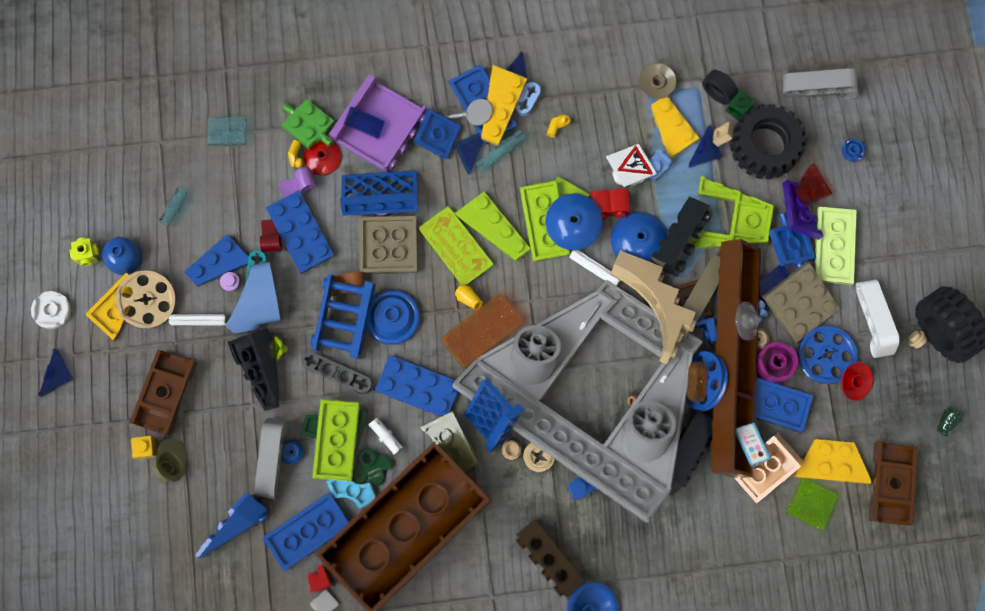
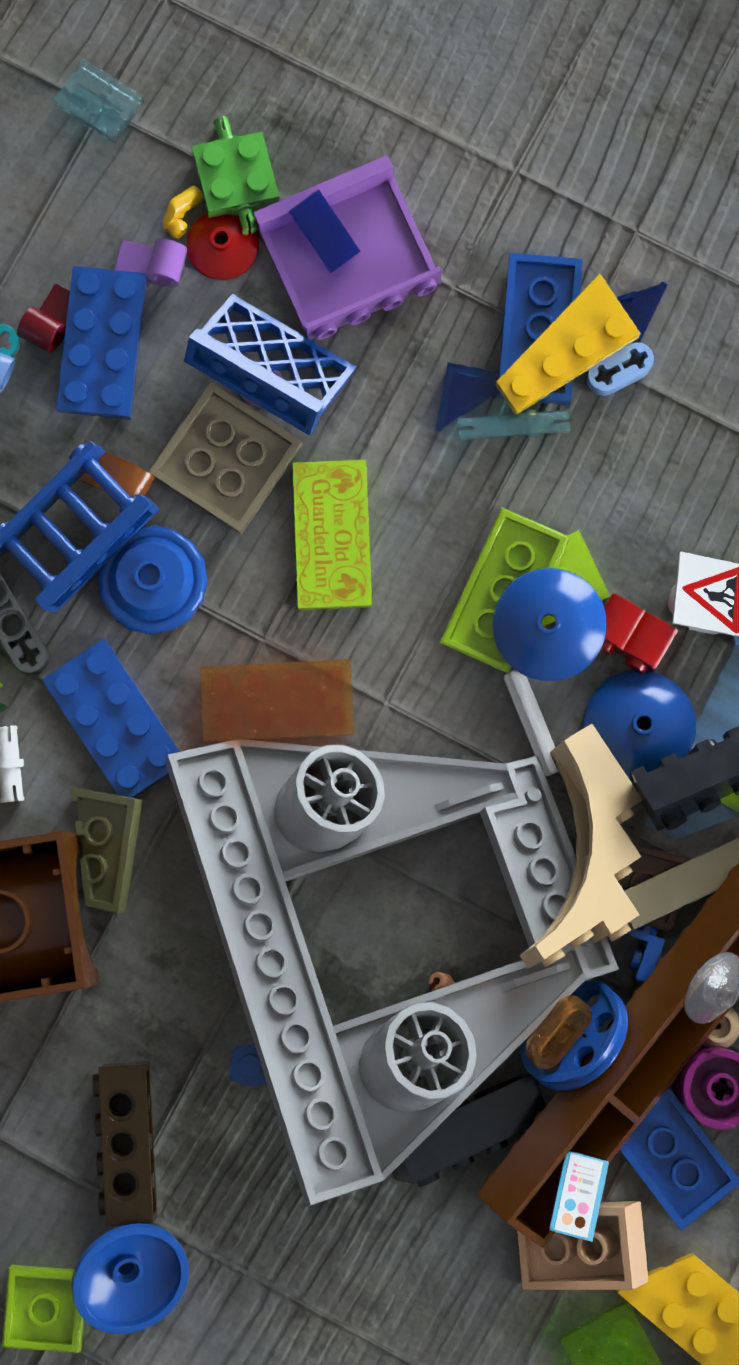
camera: 40 degrees right, 5 degrees up
(437, 134) = (430, 328): blue tile -> none
(467, 296) = (293, 631): yellow cone -> none
(477, 112) = (518, 338): light grey piece -> none
(488, 221) = (415, 535): lime wing -> none
(502, 425) = (188, 852): blue fence -> none
(511, 449) = (190, 924): tan plate -> none
(541, 465) = (207, 961): tan gear -> none
(557, 123) = (639, 441): yellow arm -> none

